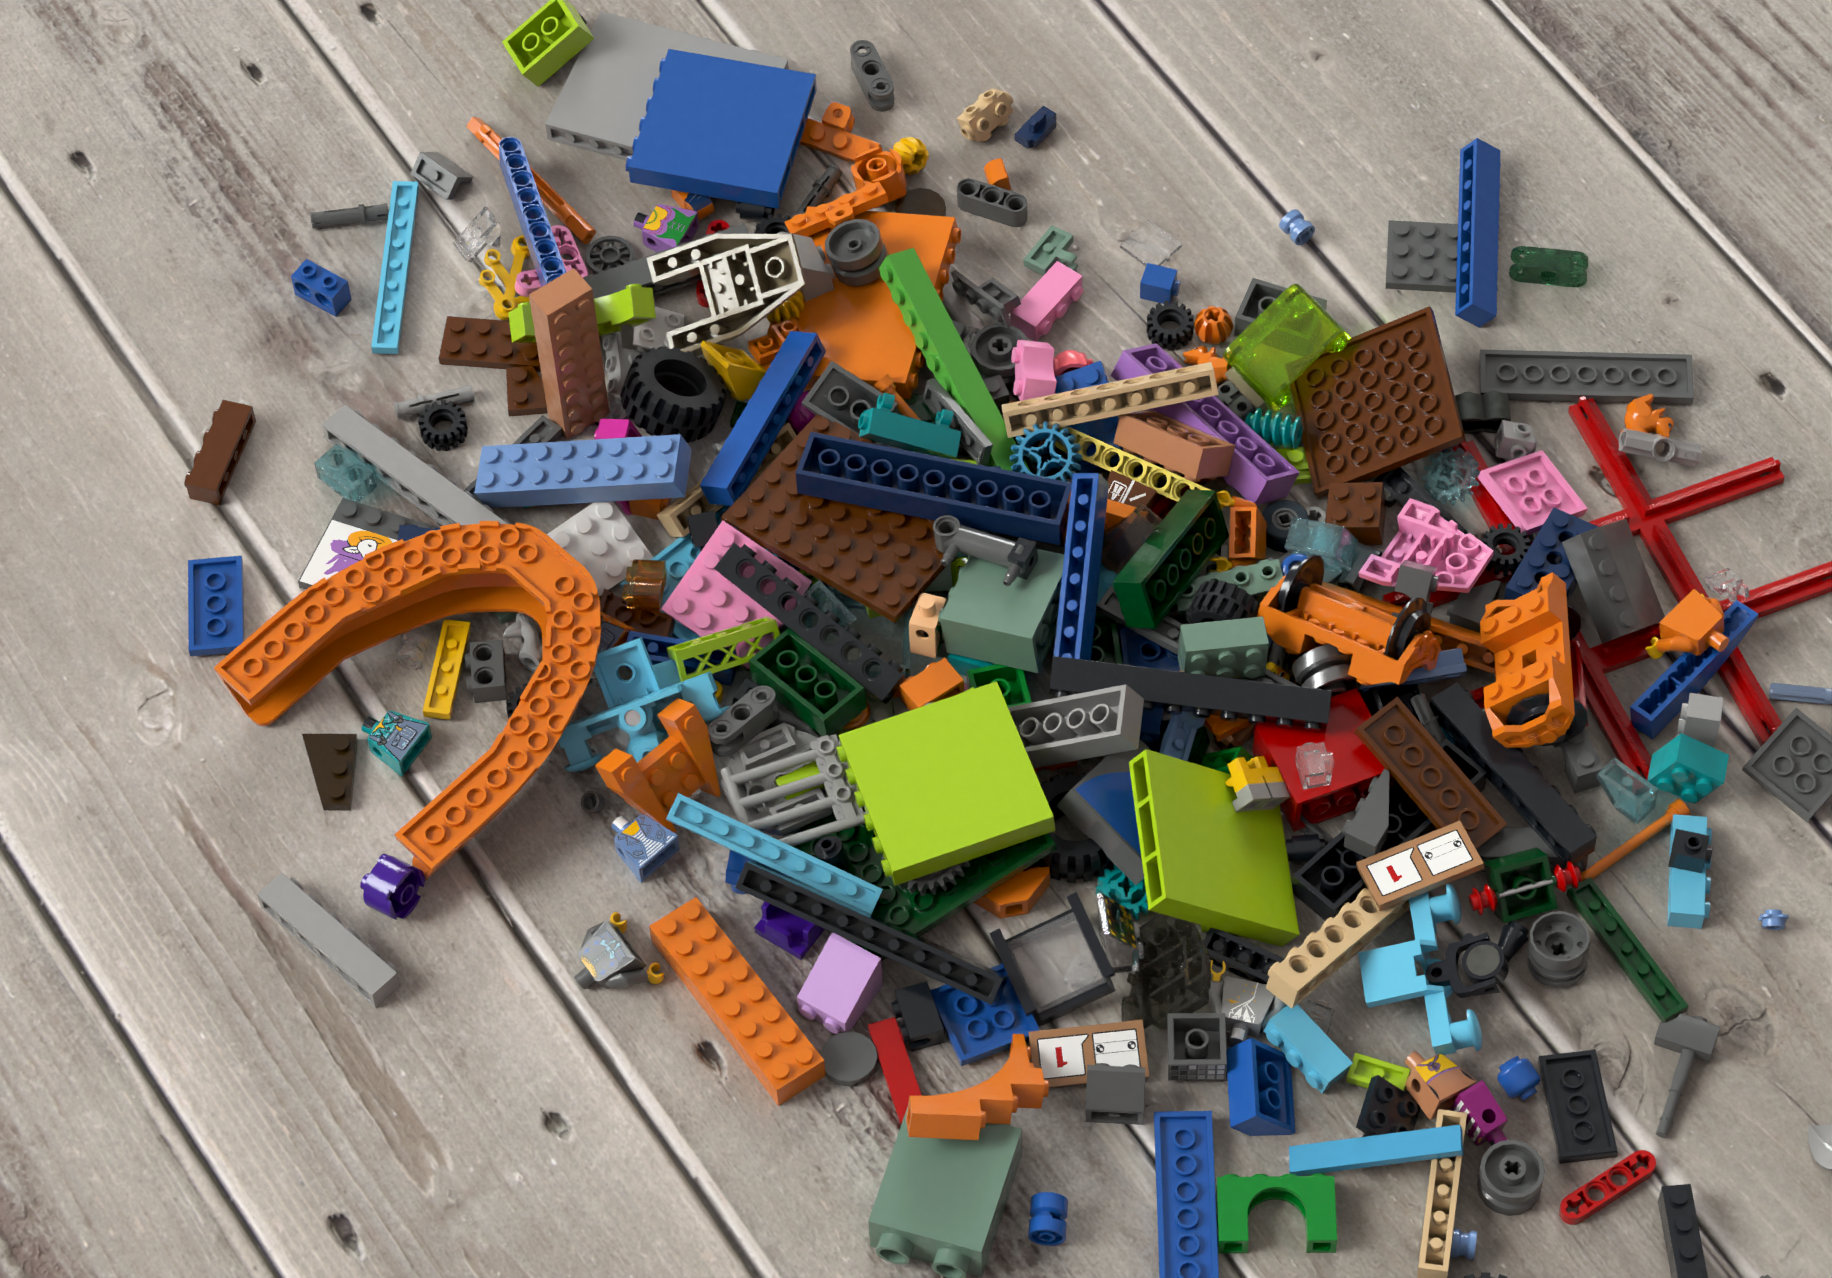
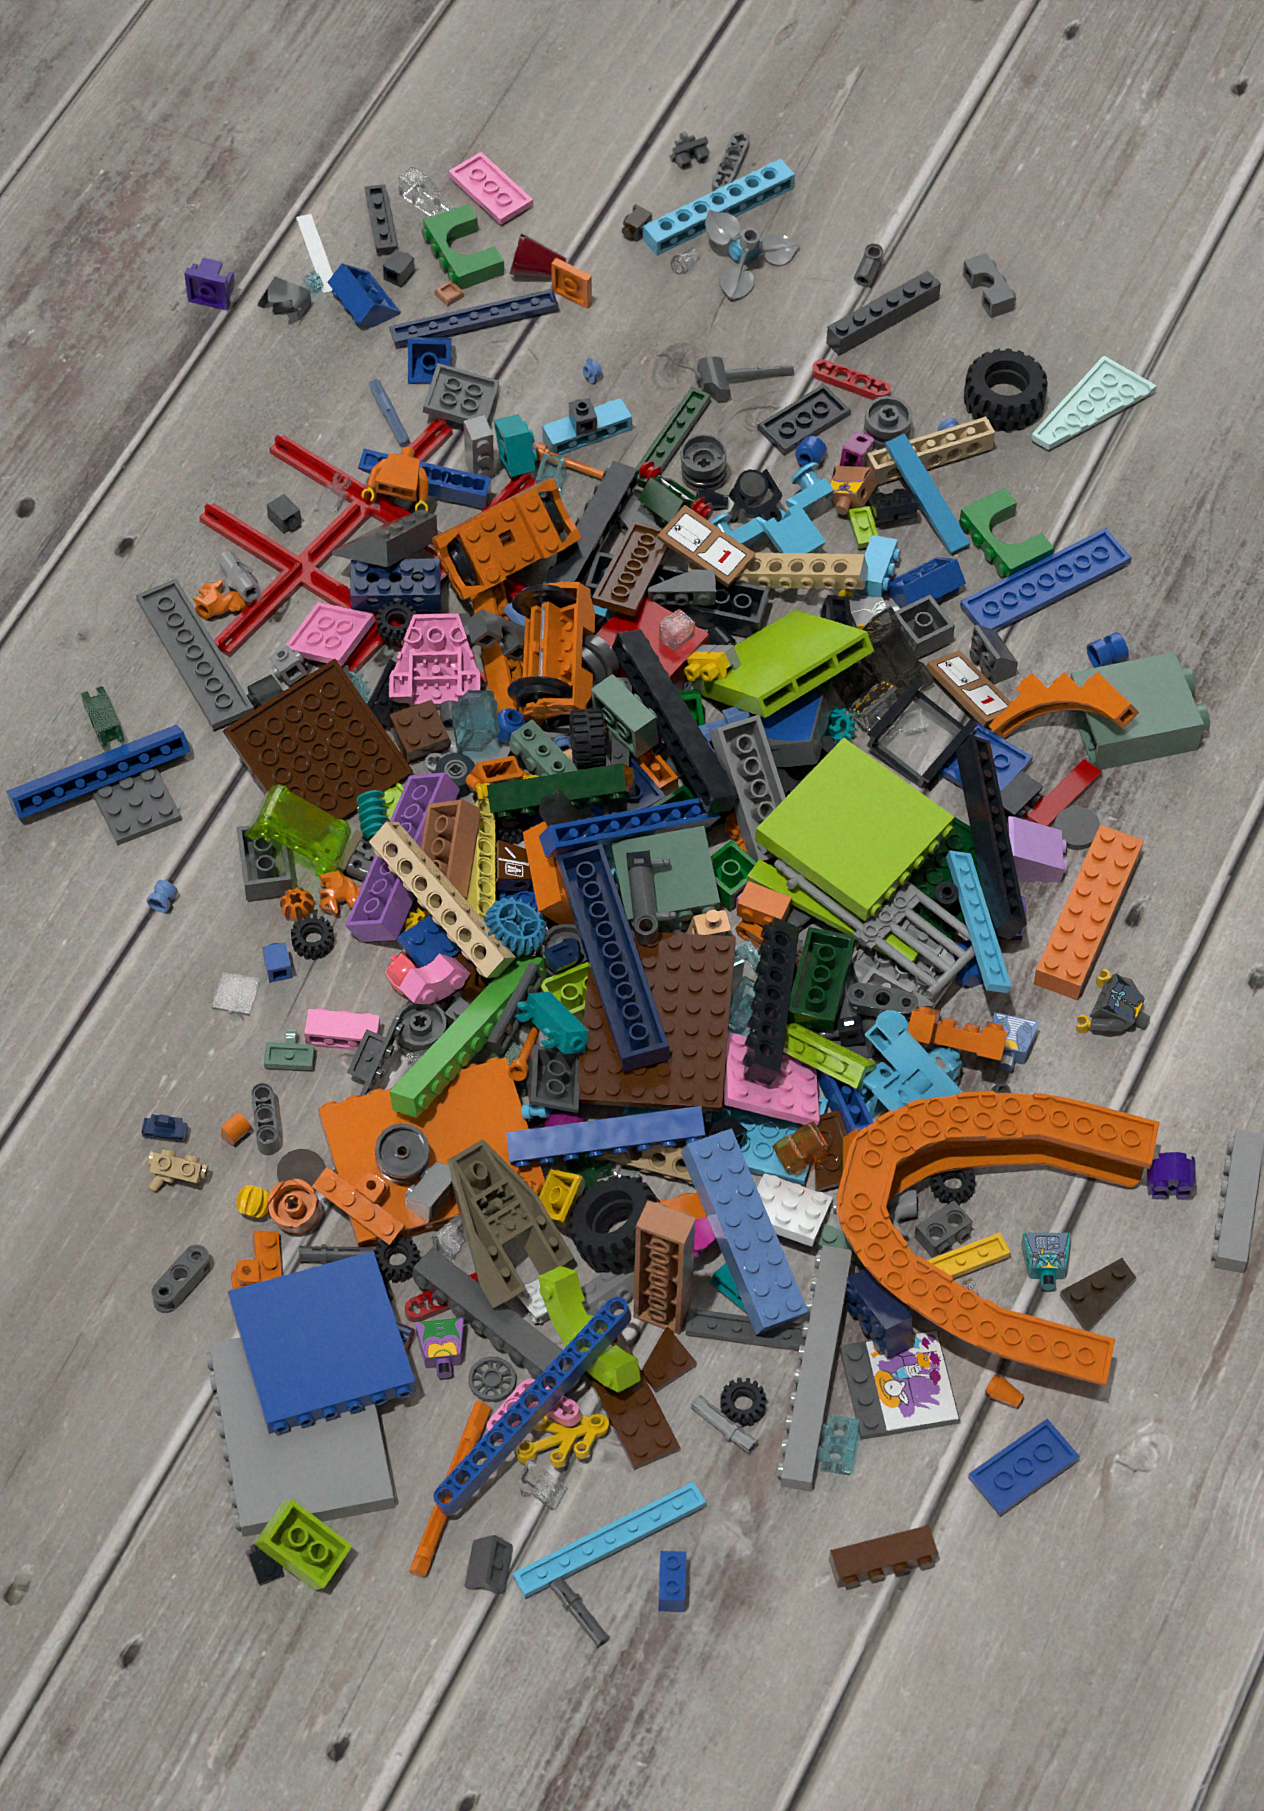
camera: 125 degrees left, 0 degrees up
(1728, 530) = (284, 514): none -> black brick

